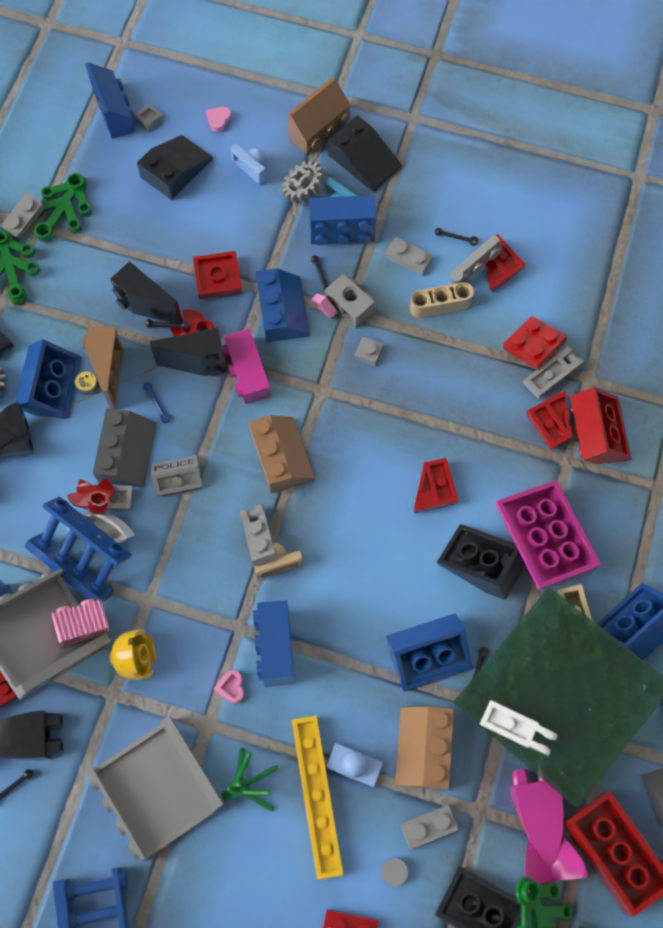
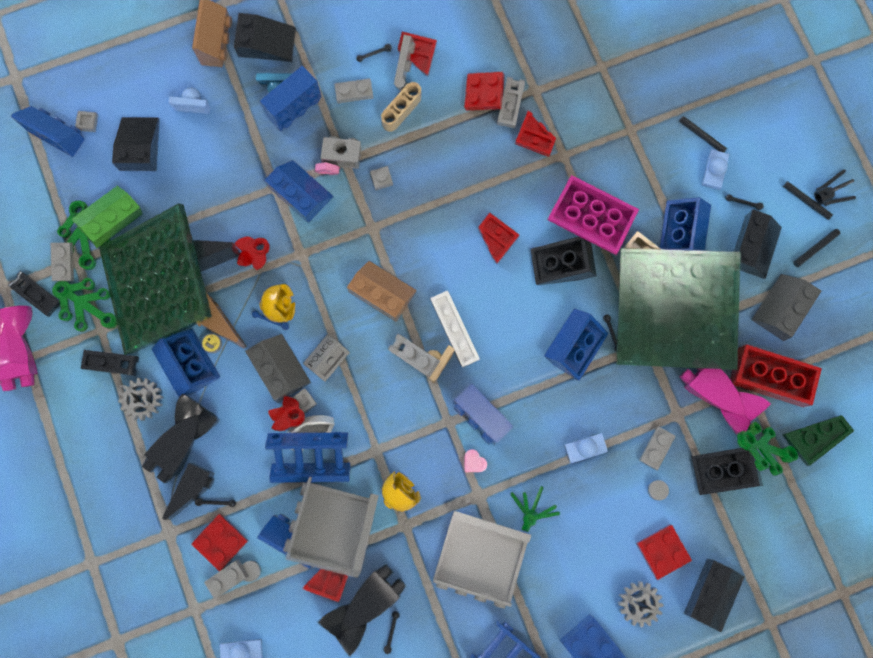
camera: 40 degrees left, 10 degrees up
(80, 622) = (351, 500): bright pink brick -> none
(82, 285) = (155, 280): none -> clear green plate
(93, 206) = (107, 216): none -> bright green slope
(174, 390) = (277, 303): none -> yellow cylinder
(183, 326) = (245, 254): black hinge -> none
(191, 352) = (271, 267): black slope -> none
(217, 274) = (236, 201): red plate -> none
(218, 118) = (137, 85): bright pink tile -> none
(246, 366) = (310, 250): dark pink brick -> none
(303, 182) = (240, 90): light grey gear -> none
(315, 259) = (292, 140): black hinge -> none
(317, 798) = (580, 484): yellow plate -> none
(320, 543) = (455, 329): none -> white plate
(424, 748) = (619, 404): medium nougat slope -> none
(515, 727) = (666, 350): white hinge -> none
(599, 427) = (567, 118): red slope -> none

